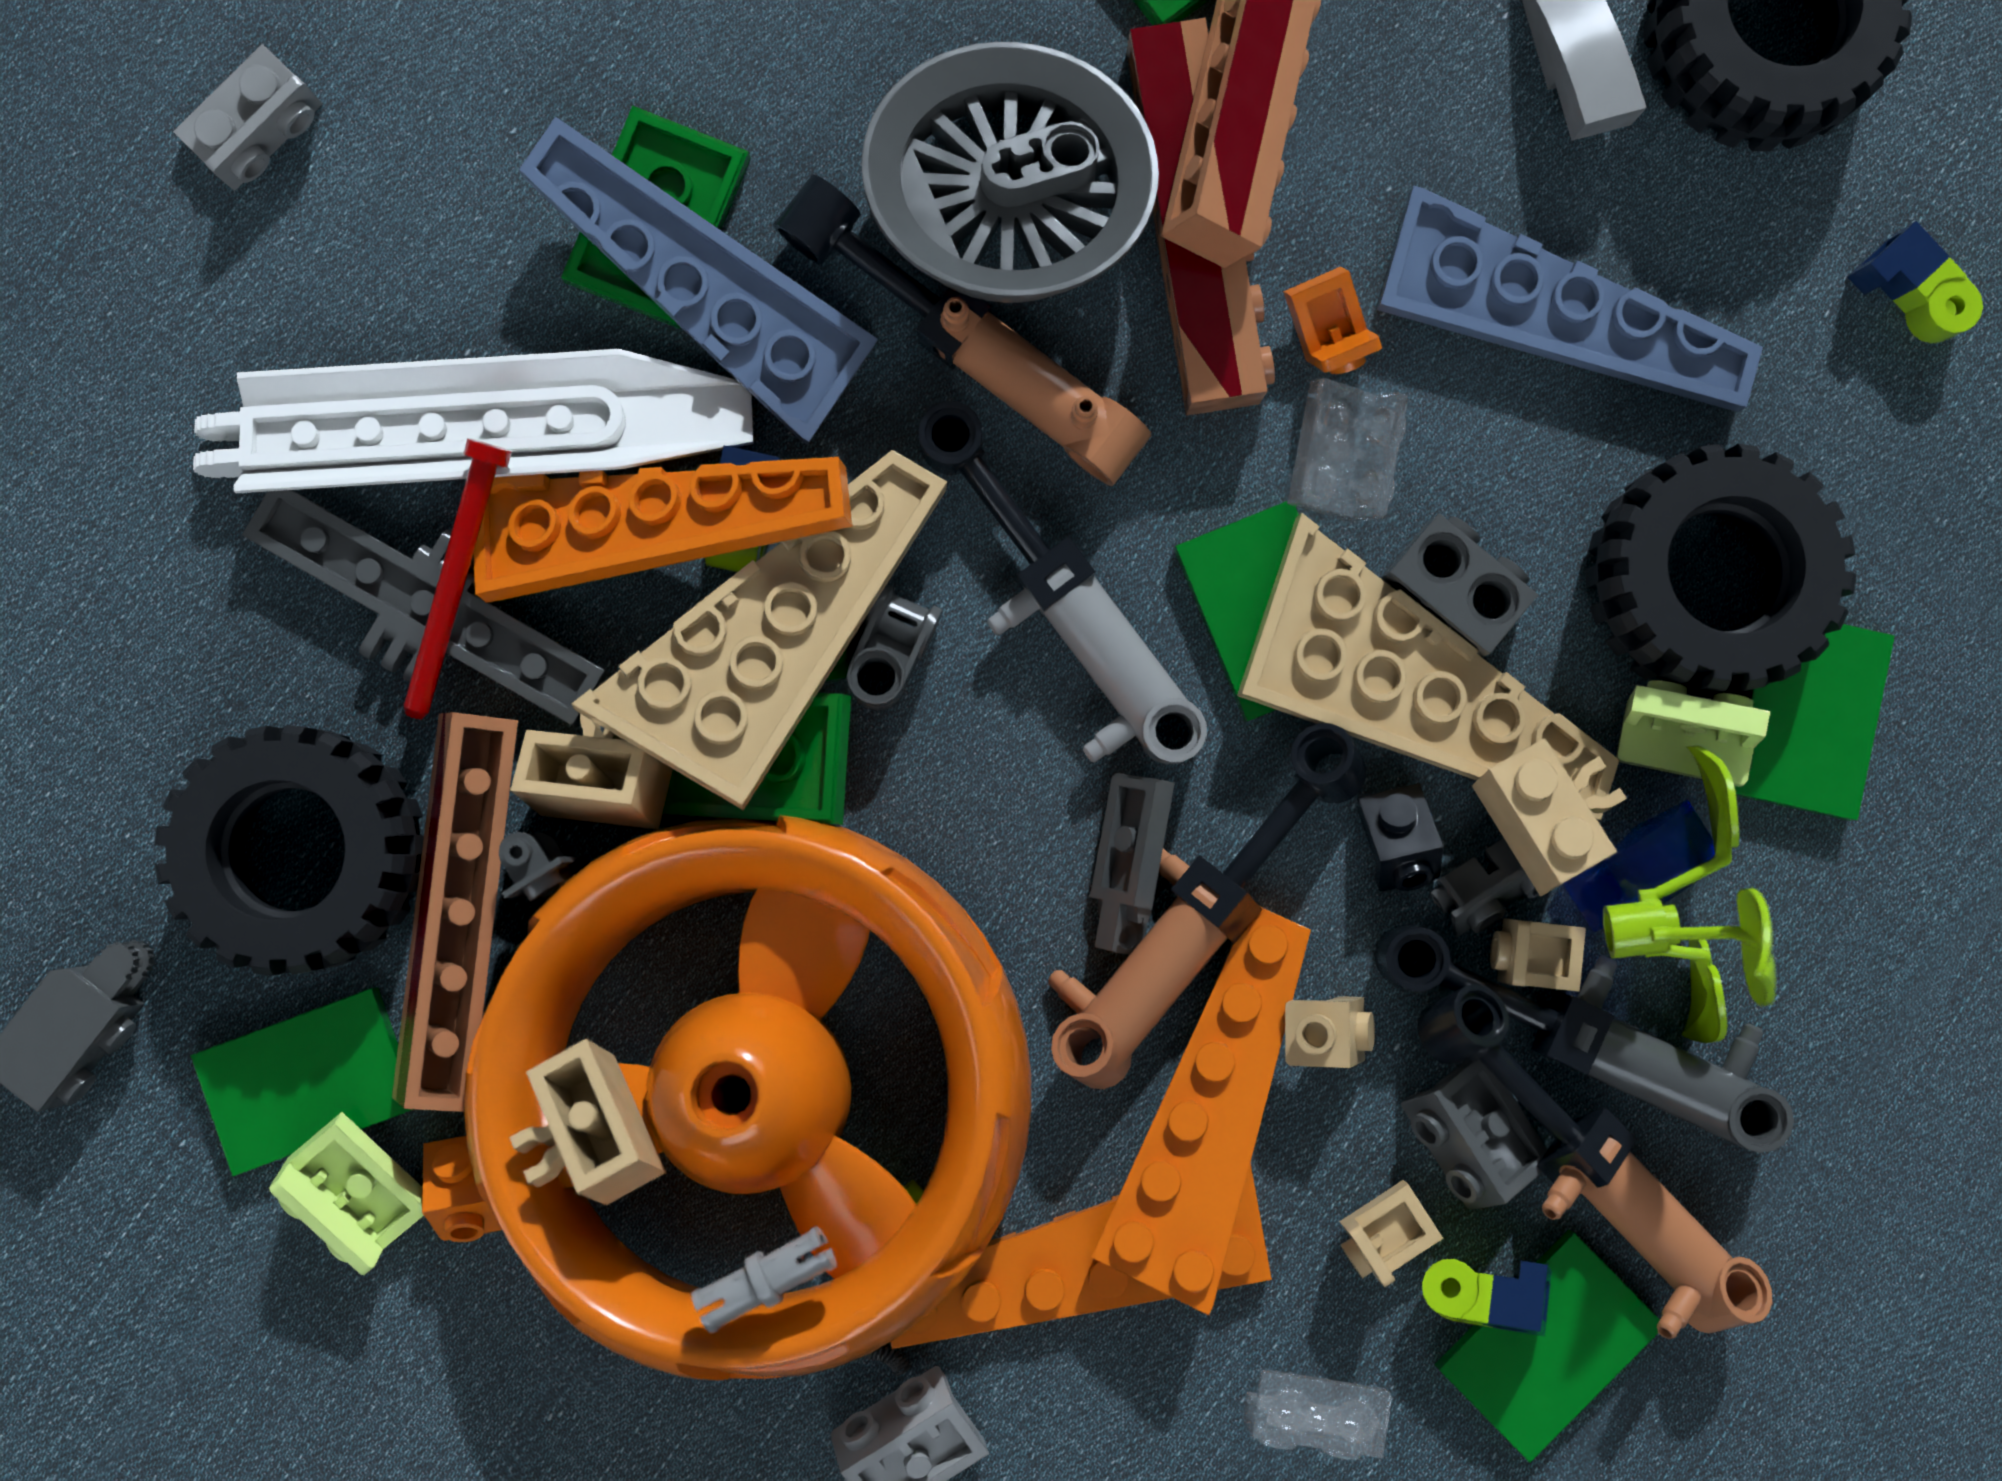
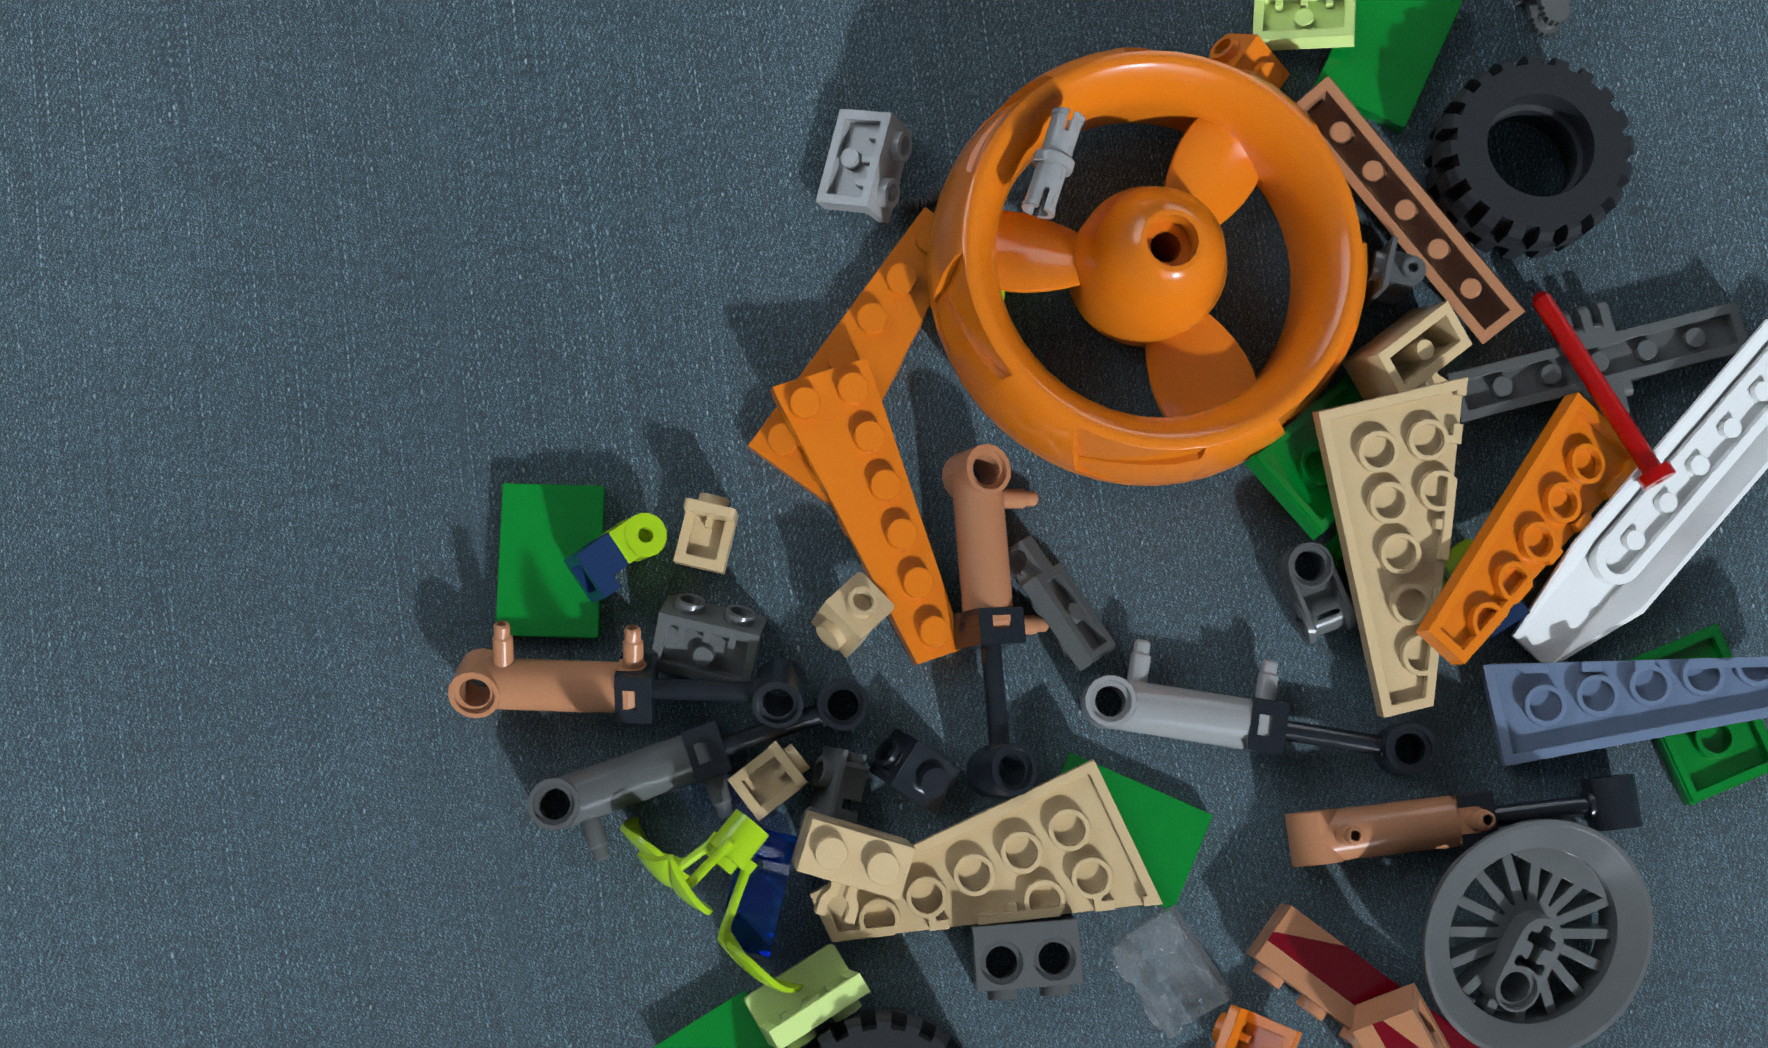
camera: 140 degrees right, 5 degrees down
(592, 1123) = (1224, 159): tan brick -> none
(1318, 1413) = (654, 393): clear bracket -> none

